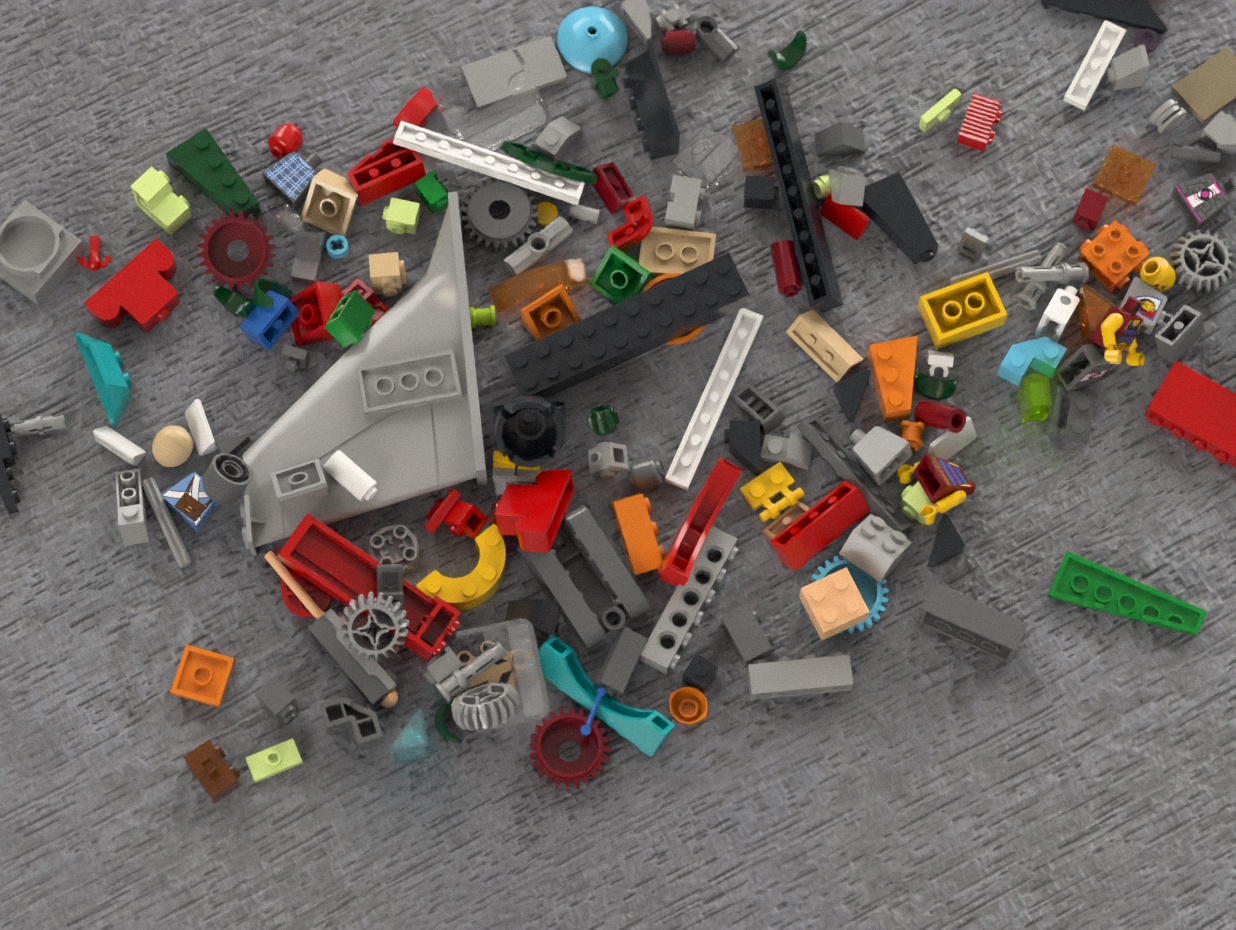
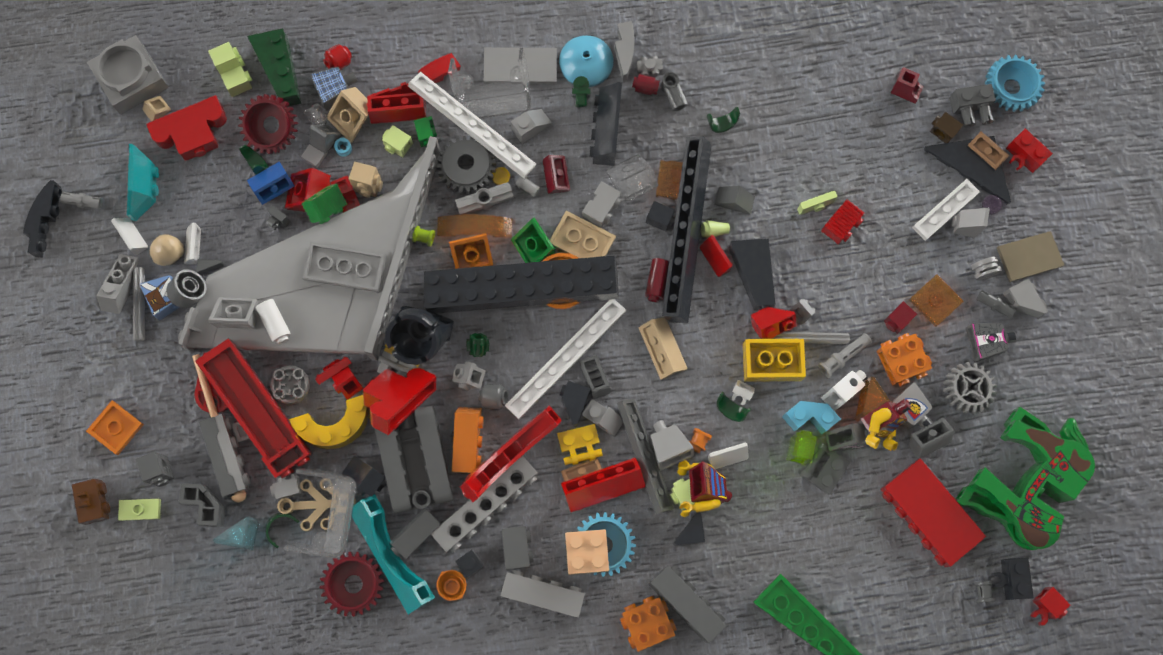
camera: 20 degrees right, 5 degrees up
(81, 283) = (155, 108): none -> tan slope
(94, 263) = (170, 96): red piece -> none
(261, 289) = (274, 157): dark green helmet -> none
(363, 627) = (248, 437): light grey gear -> none
(390, 584) = (265, 418): dark grey slope -> none
(461, 679) = (292, 502): light grey pin -> none
(486, 706) = (299, 532): light grey gear -> none
(558, 168) = (507, 134): dark green tile -> none
(585, 729) = (366, 577): blue hinge -> none
(638, 225) = (560, 210): red plate -> none
(847, 186) = (724, 236): light grey slope -> none
(850, 393) = (667, 391): black slope -> none
(875, 547) = (636, 518): light grey brick -> none
(893, 376) = (703, 391): orange wedge -> none
(935, 663) = (647, 623): none -> orange brick
(940, 416) = (725, 435): dark red brick -> none
(943, 267) = (772, 322): none -> red slope
(1062, 273) = (860, 359): light grey pin -> none
(1158, 274) = (932, 386): yellow head -> none

